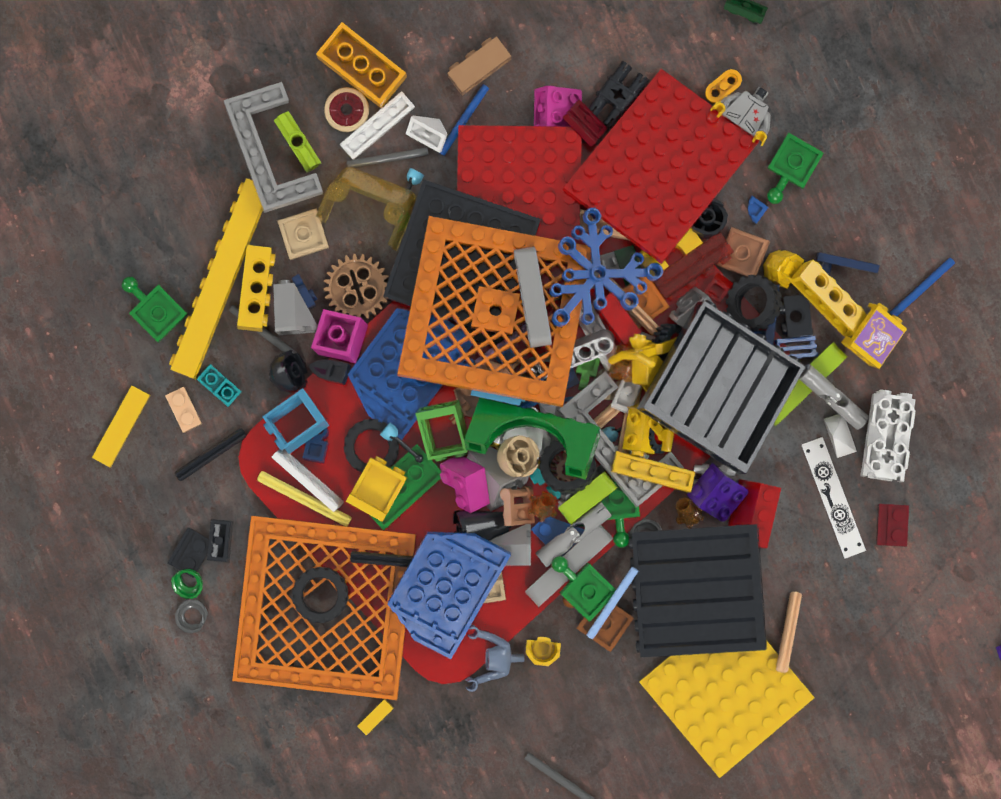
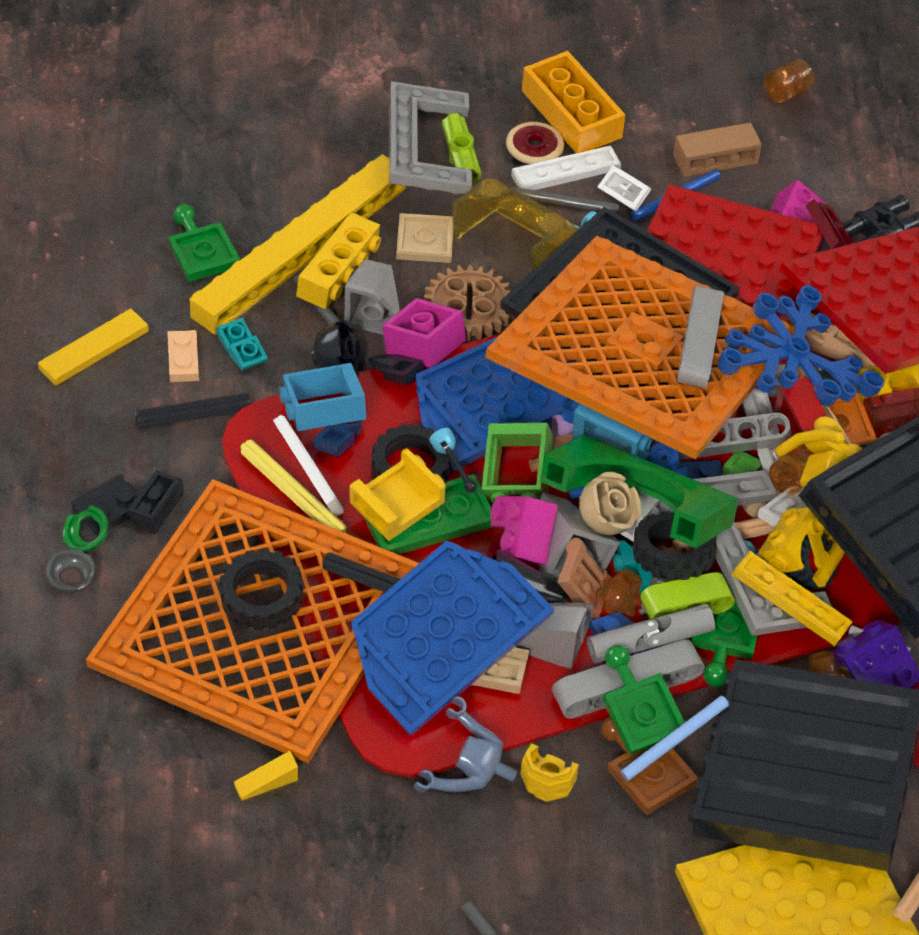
camera: 15 degrees right, 35 degrees down
(307, 295) = (403, 290): dark blue plate -> none

